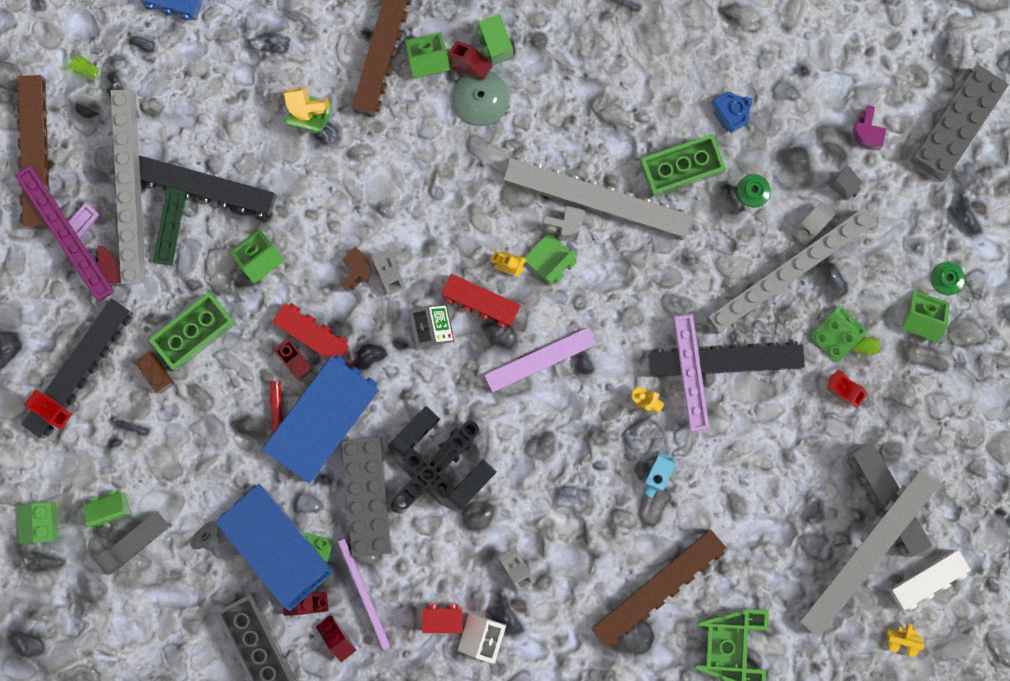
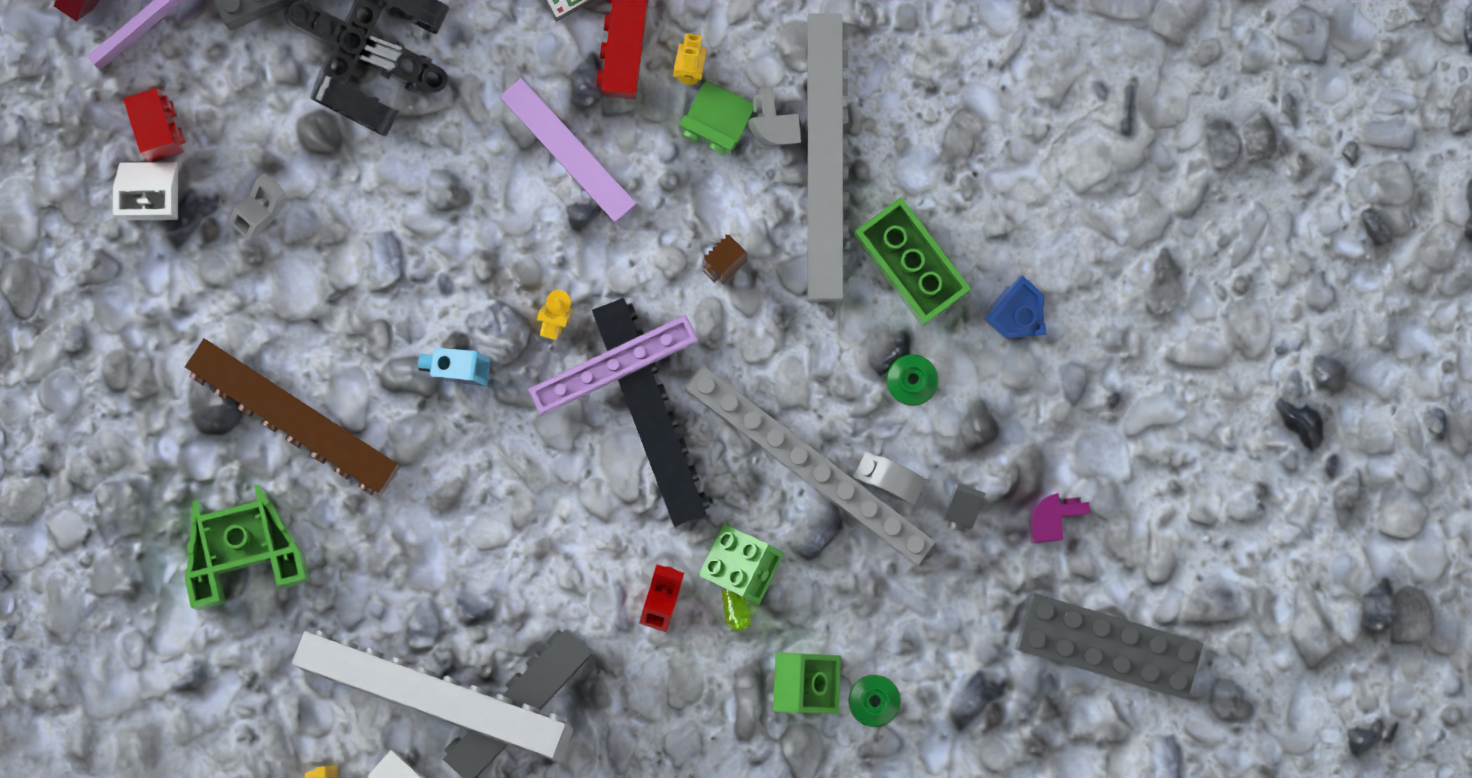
camera: 70 degrees right, 0 degrees up
(645, 282) = (724, 260): none -> reddish brown brick

